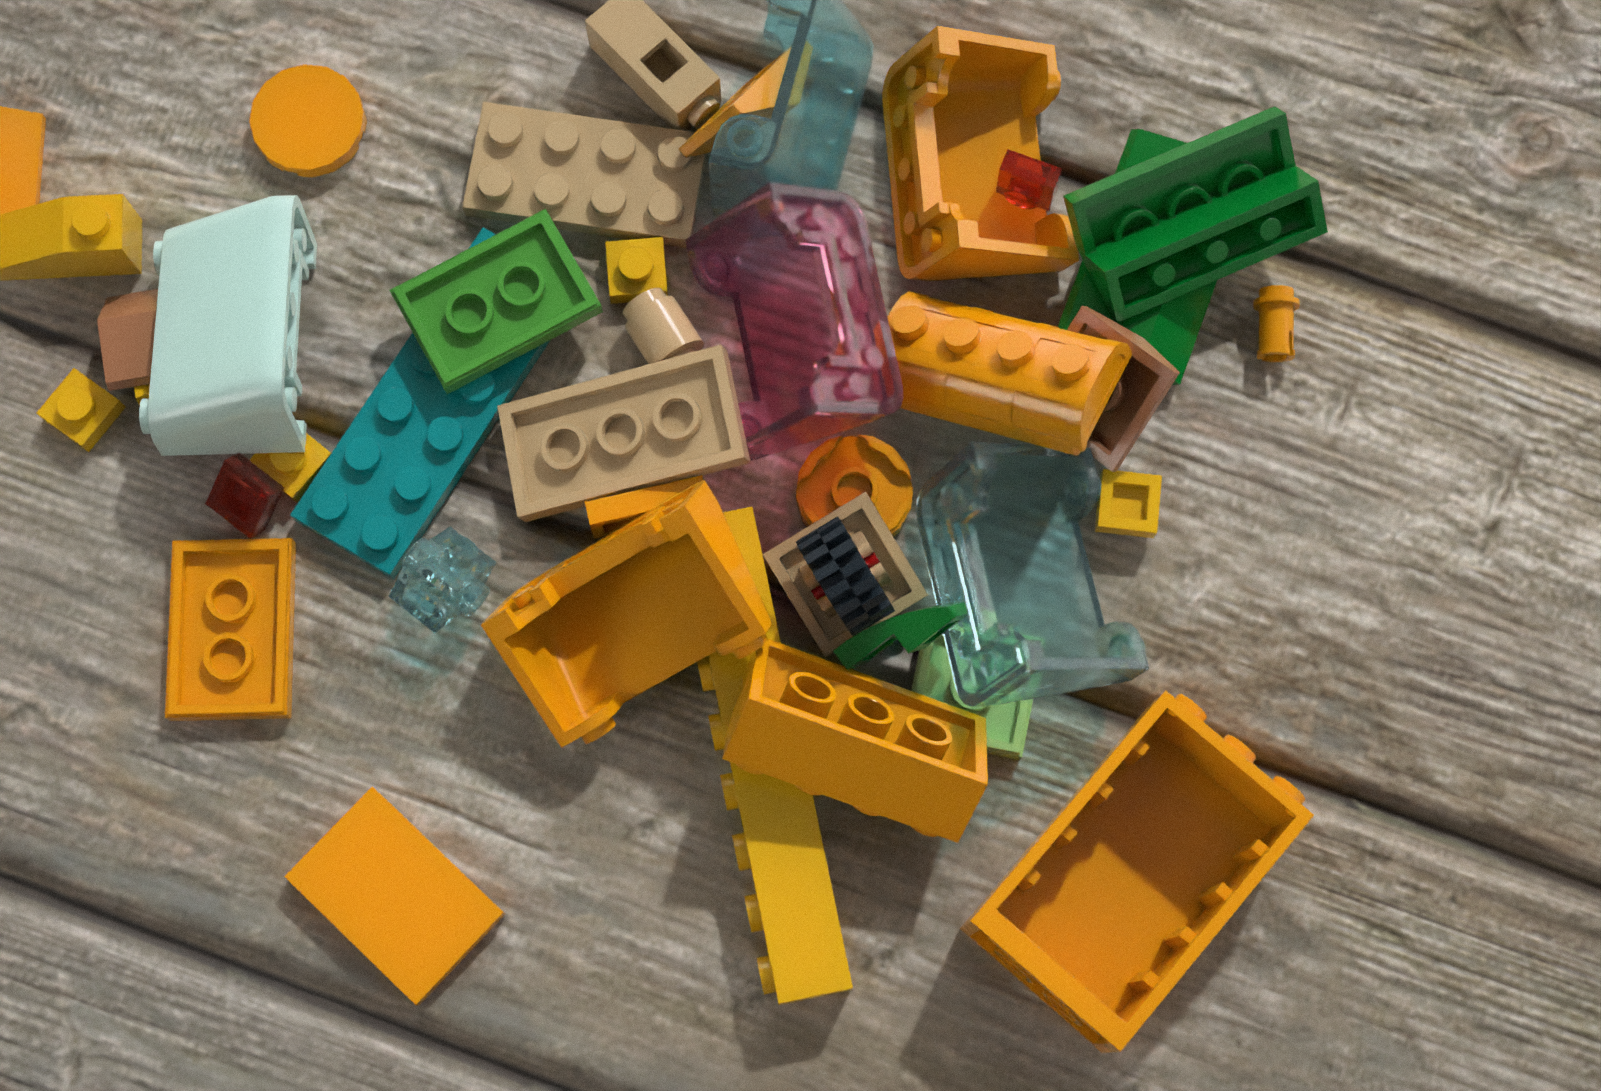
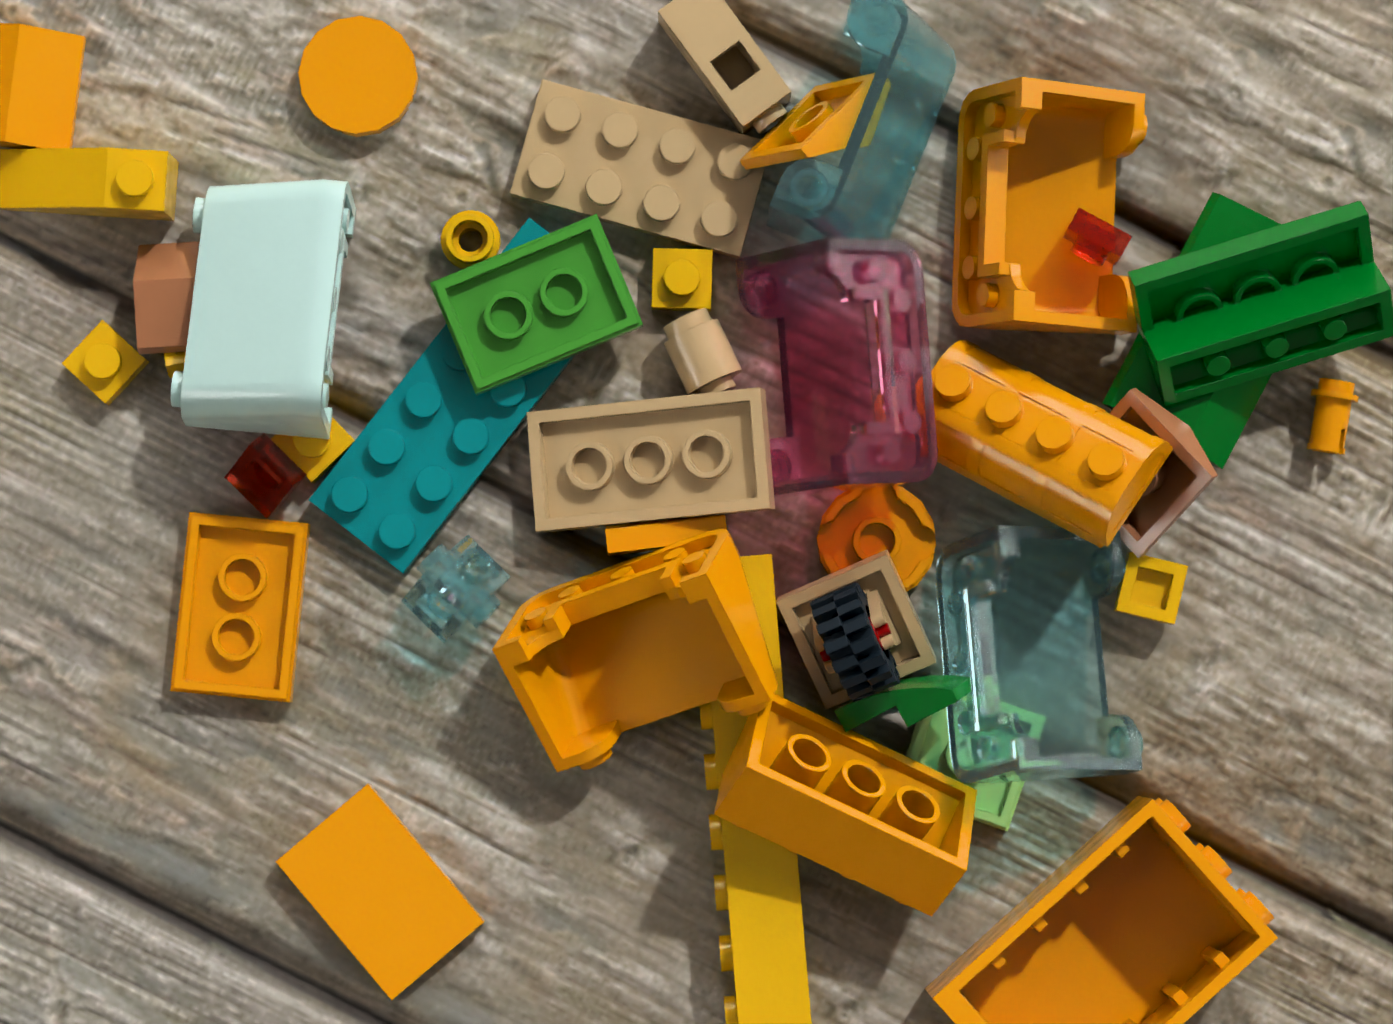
camera: 10 degrees right, 10 degrees up
(422, 241) = (462, 223): none -> yellow plate

